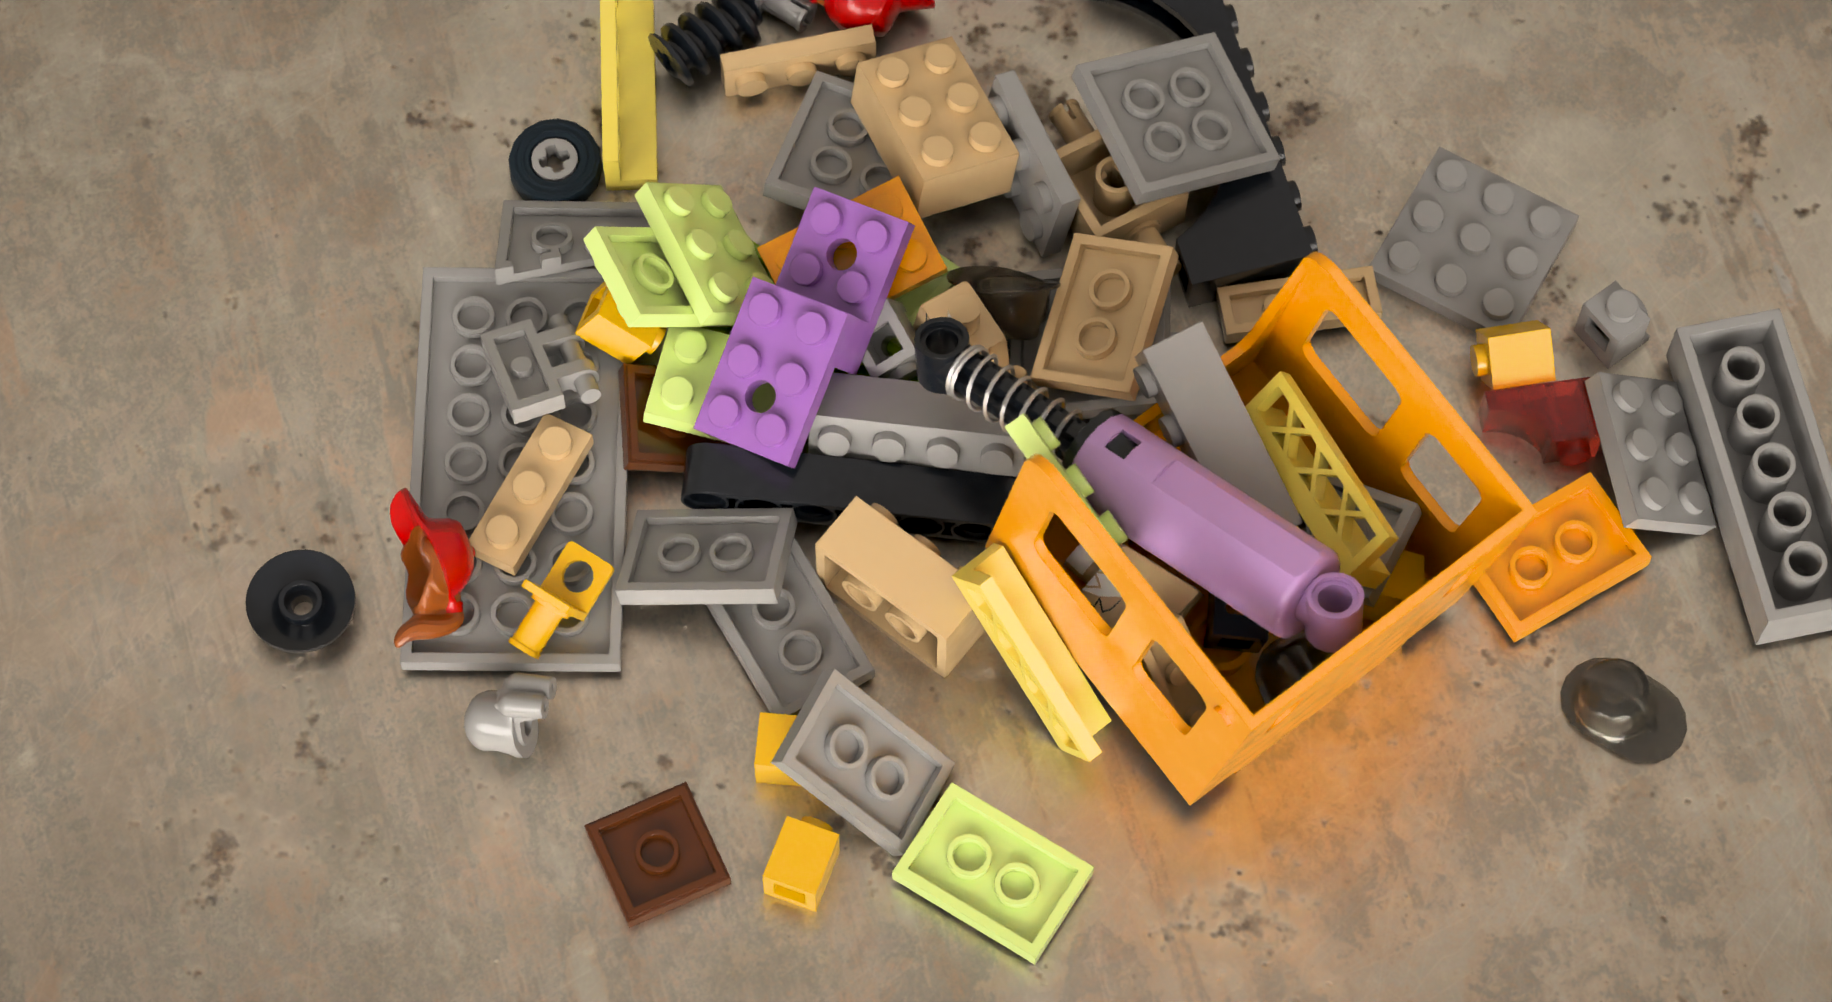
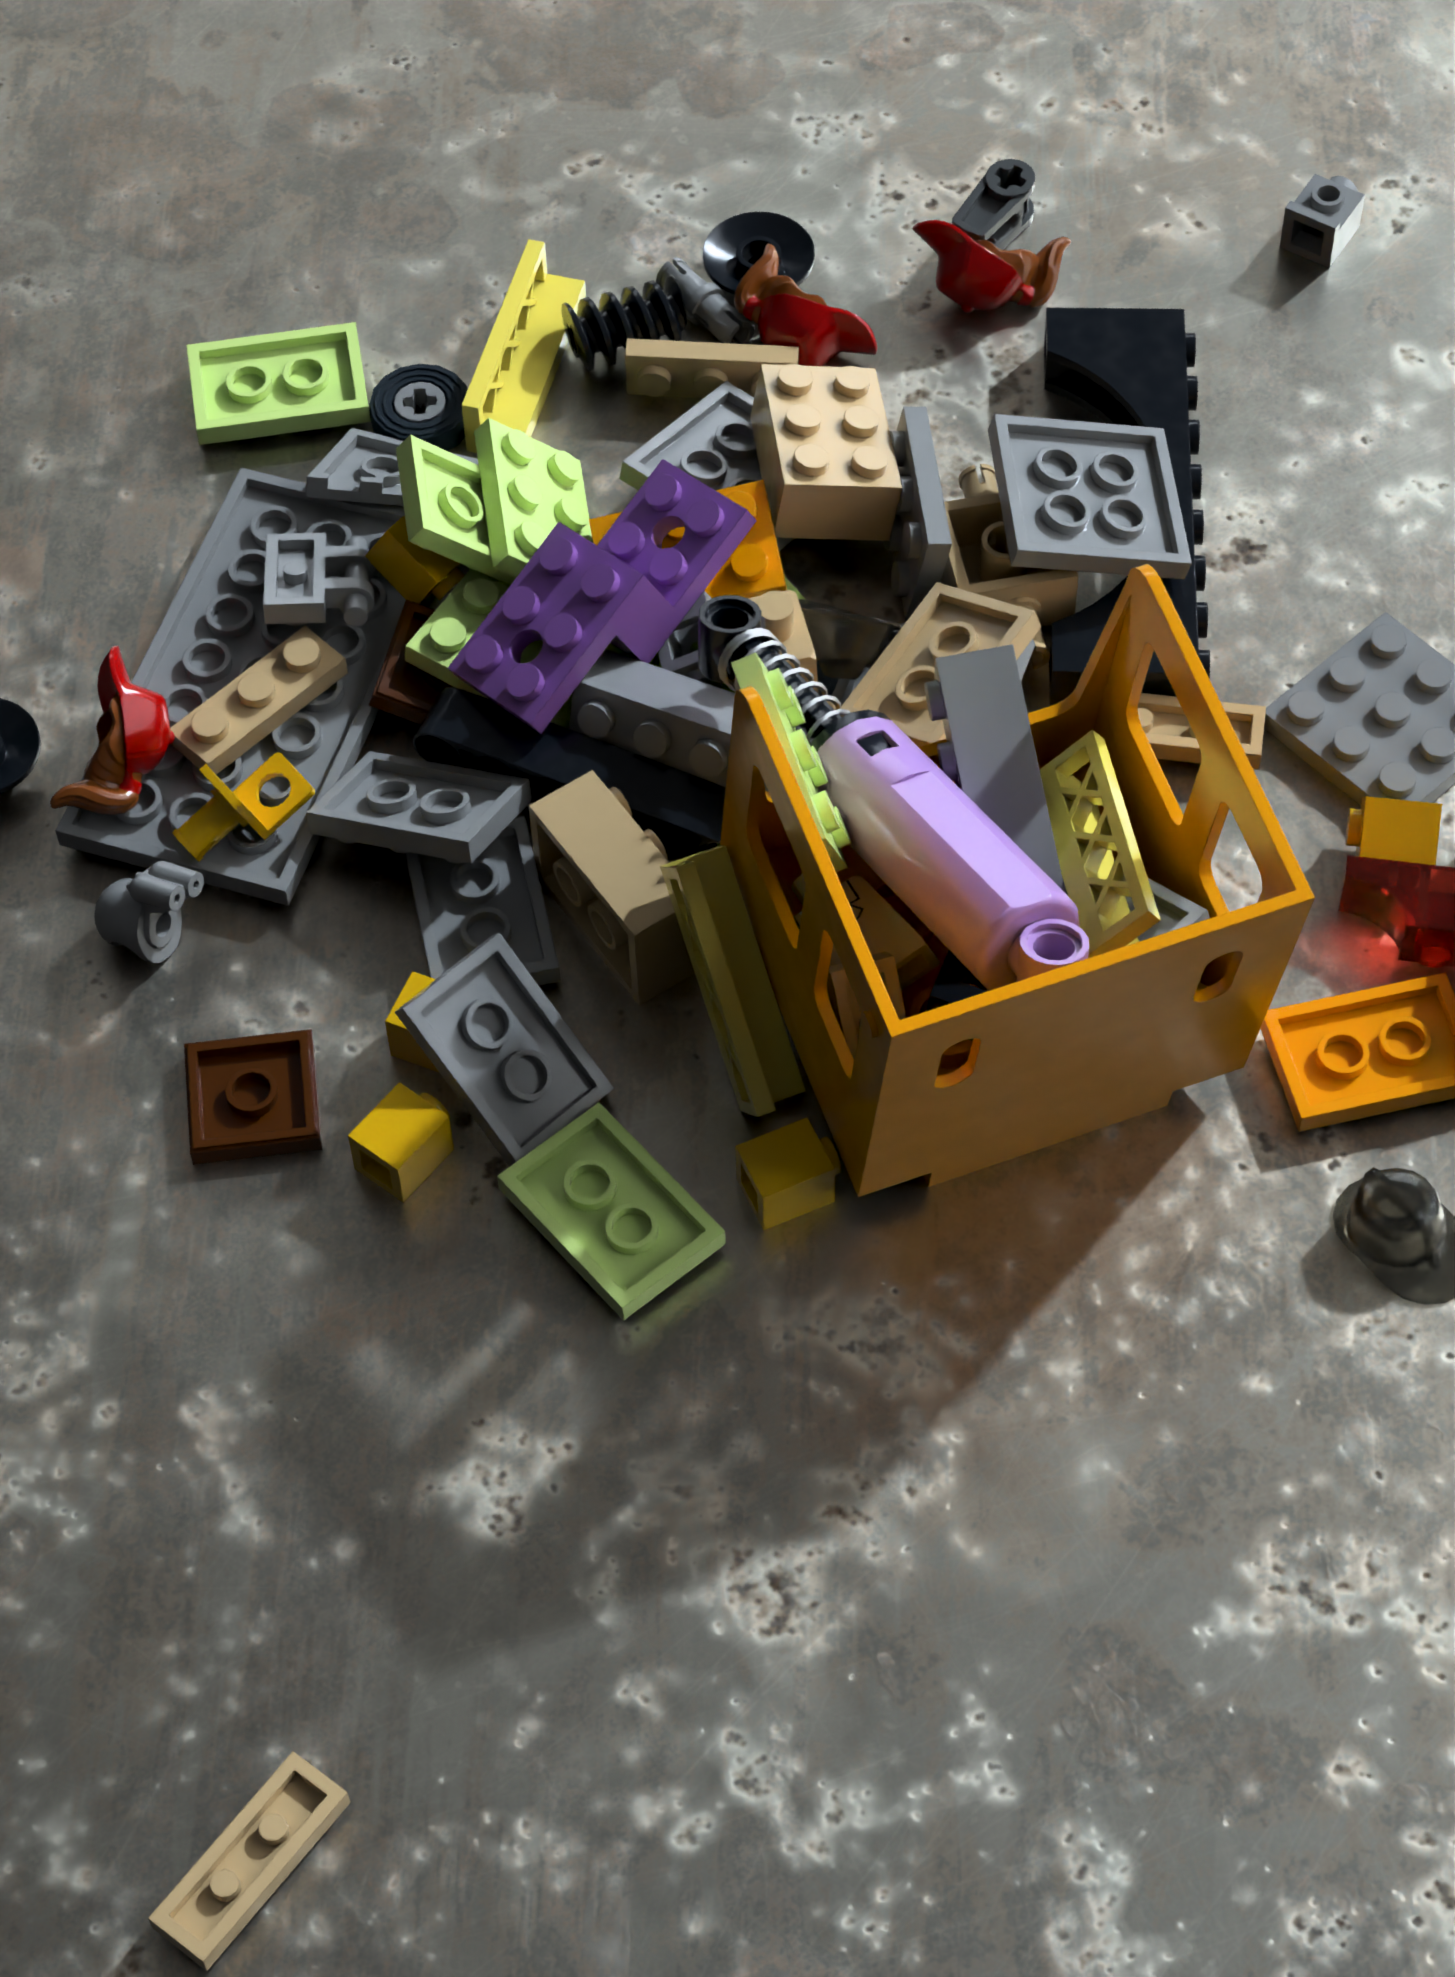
camera: 20 degrees right, 10 degrees down
(420, 171) = (277, 383): none -> yellowish green plate
(1124, 799) = (787, 1172): none -> yellow brick

